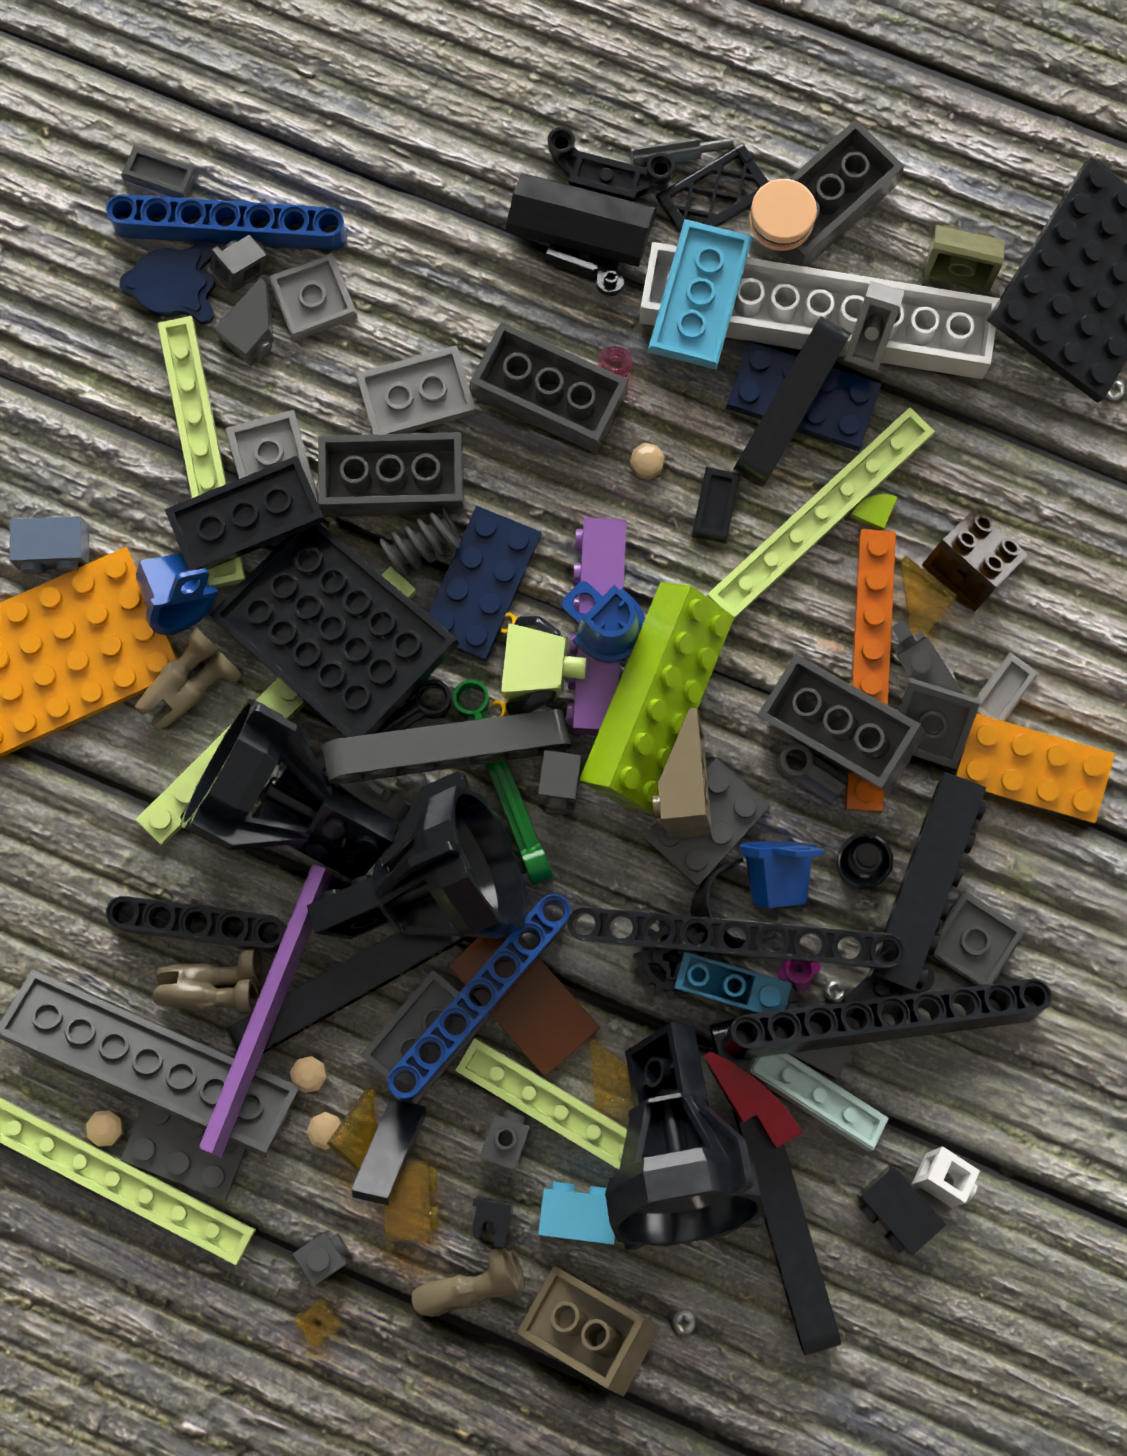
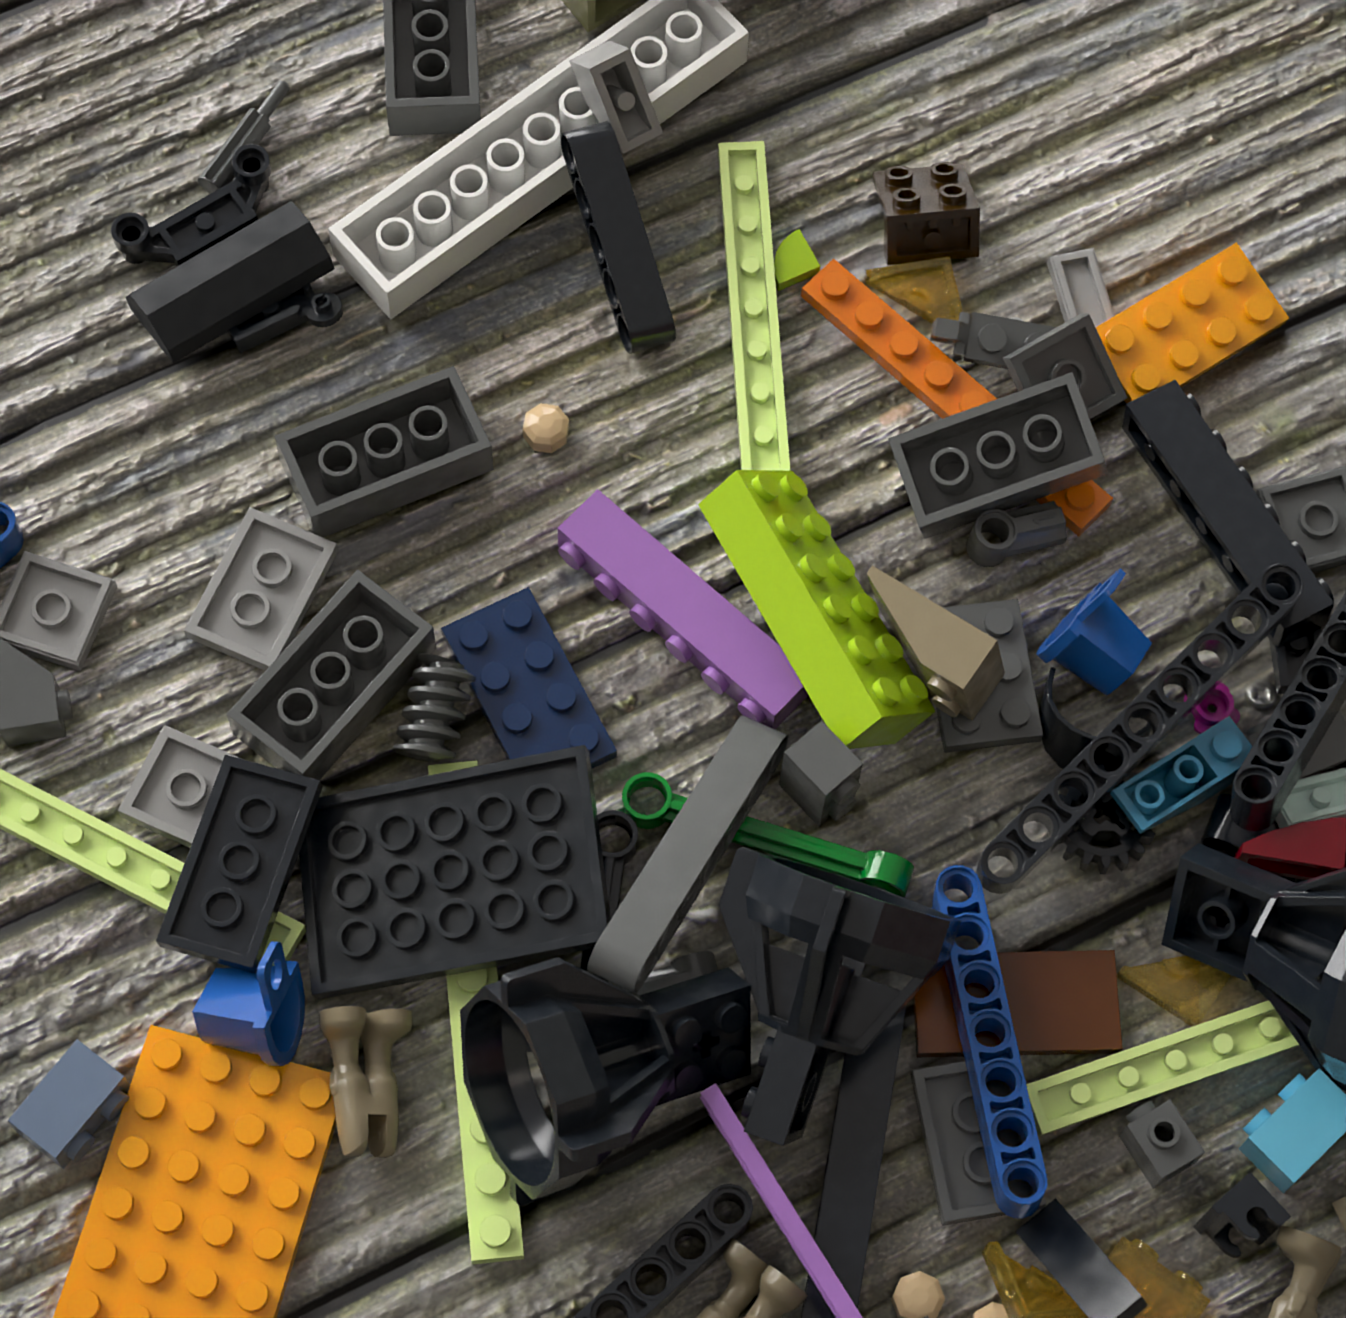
camera: 55 degrees left, 10 degrees down
(535, 665) = (674, 699): yellowish green torso -> none
(609, 626) = (699, 593): blue container -> none
(616, 353) = (409, 363): clear pink plate -> none
(687, 184) = (311, 192): black window -> none
(700, 294) = (429, 227): medium azure tile -> none
(716, 505) = (652, 401): black tile -> none
(782, 214) = (421, 85): light nougat head -> none
(837, 412) = (559, 247): dark blue plate -> none
(864, 860) = (1152, 552): black hair -> none

